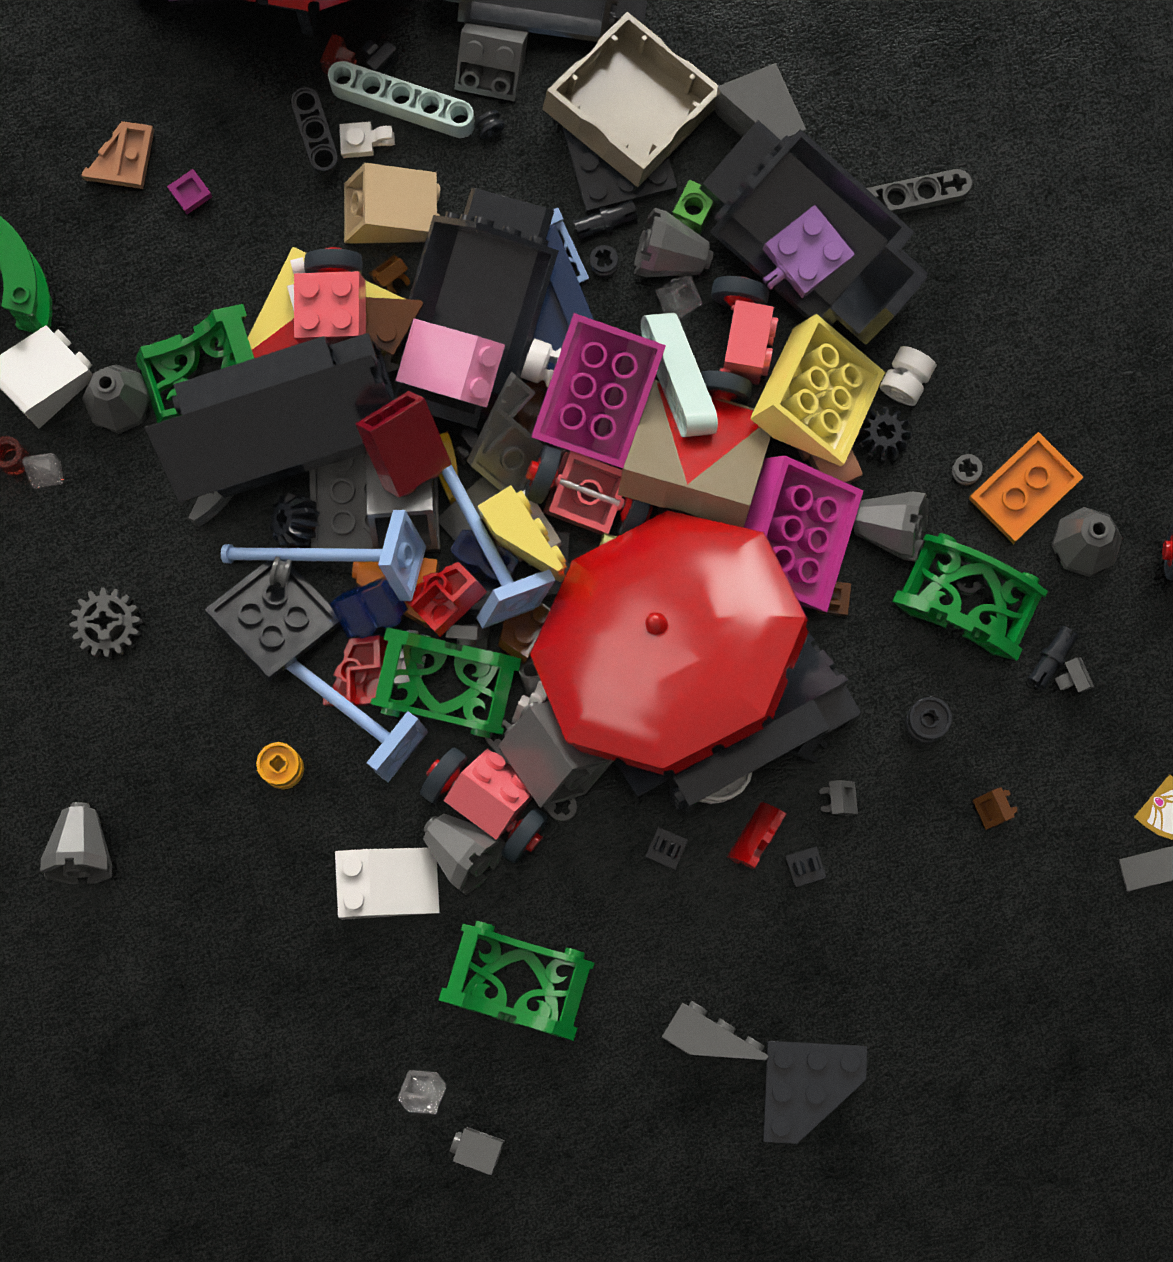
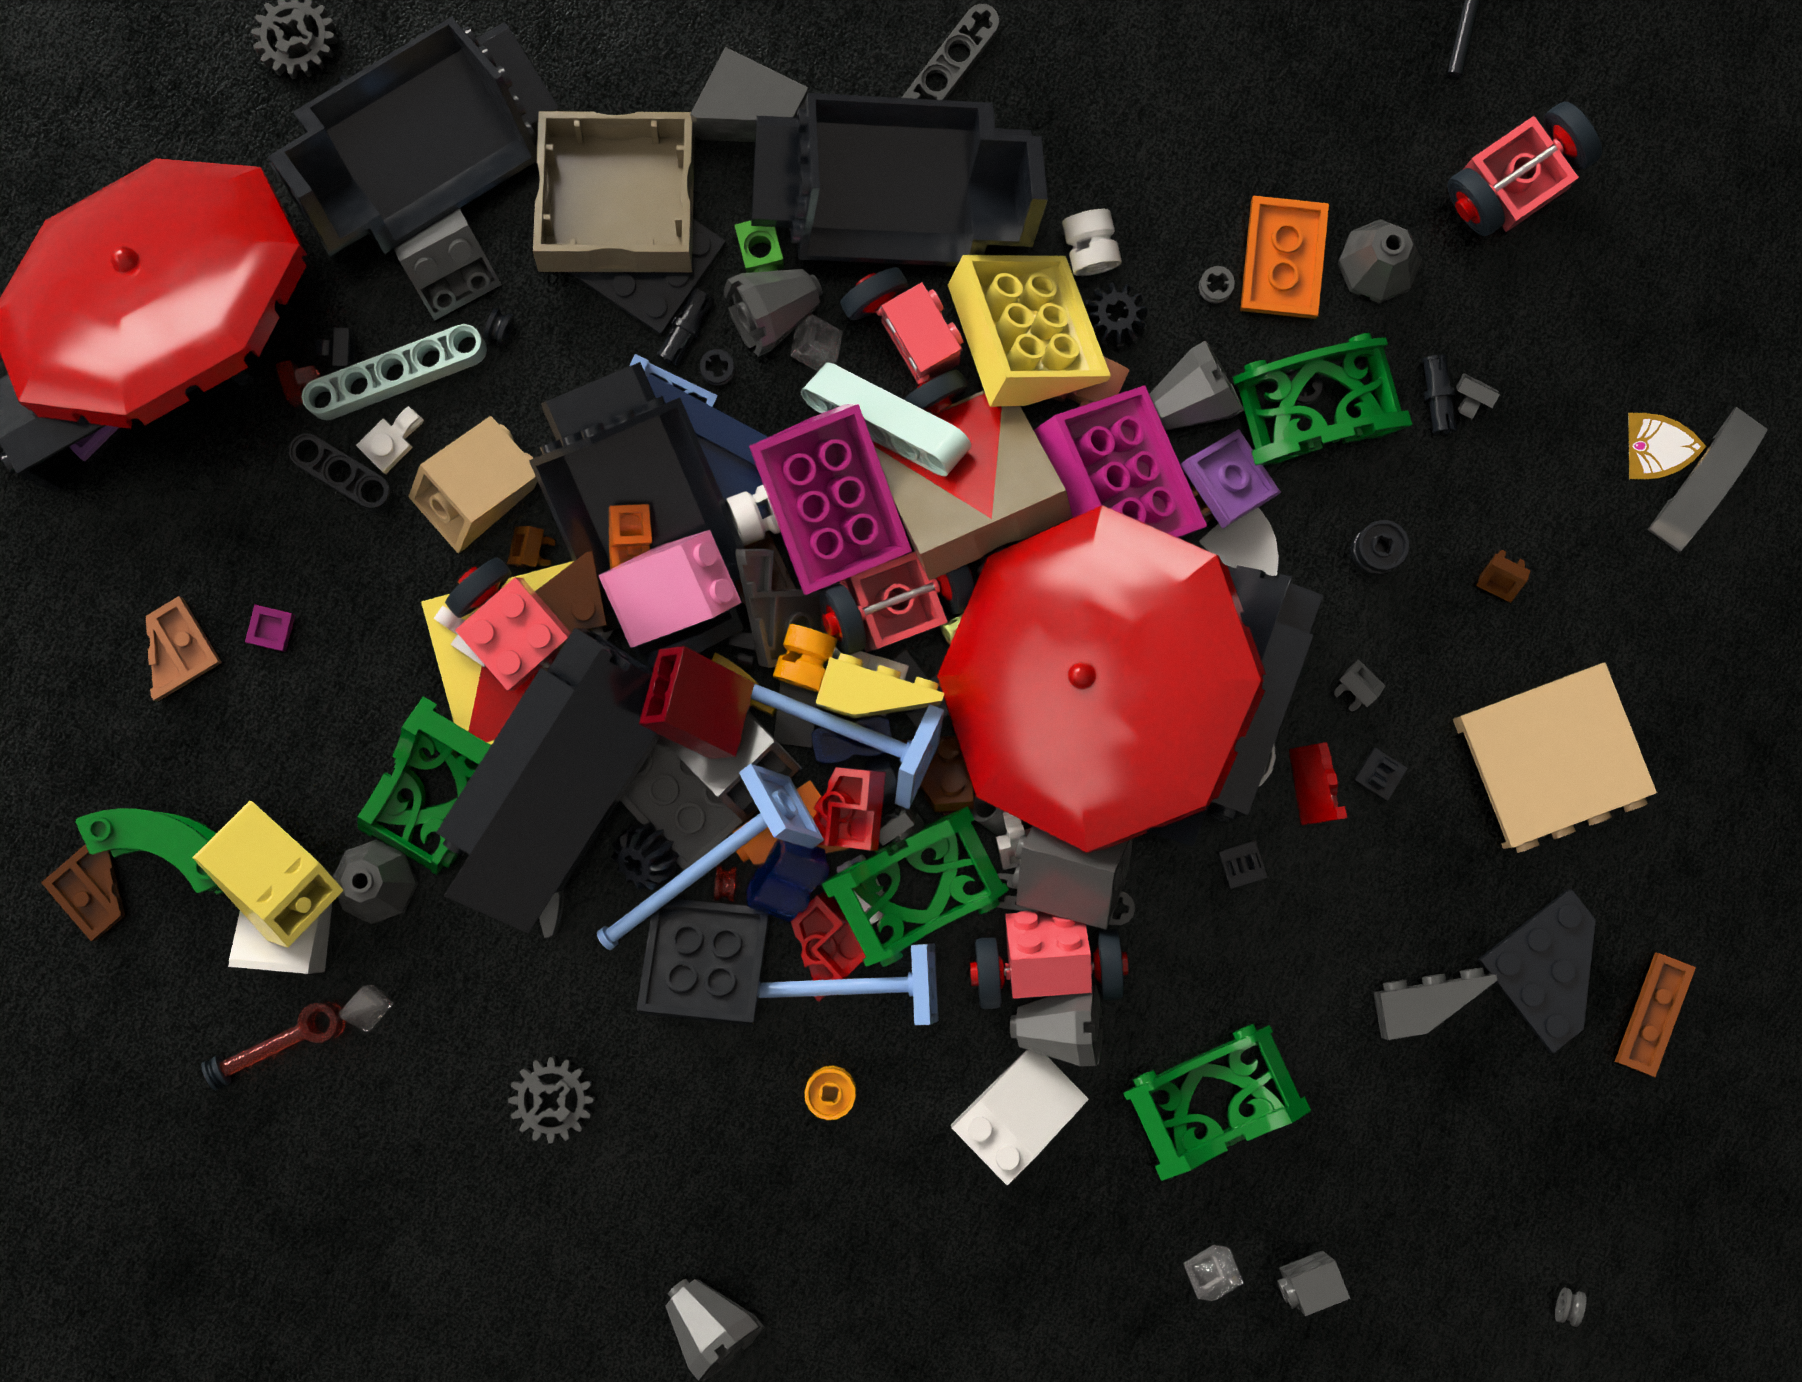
camera: 45 degrees left, 5 degrees up
(52, 330) = (268, 875): none -> light yellow slope
(280, 572) = (676, 915): dark grey bush -> none
(329, 581) = (725, 883): none -> clear red bush
(458, 310) = (628, 532): none -> orange slope
(498, 476) = (804, 657): none -> light orange wheel
(806, 252) = (906, 204): medium lavender plate -> none
(847, 645) = (1245, 543): none -> white sticker
(852, 1174) = (1655, 1014): none -> dark orange plate
(868, 597) = (1229, 479): none -> medium lavender tile
(929, 952) = (1557, 757): none -> tan panel

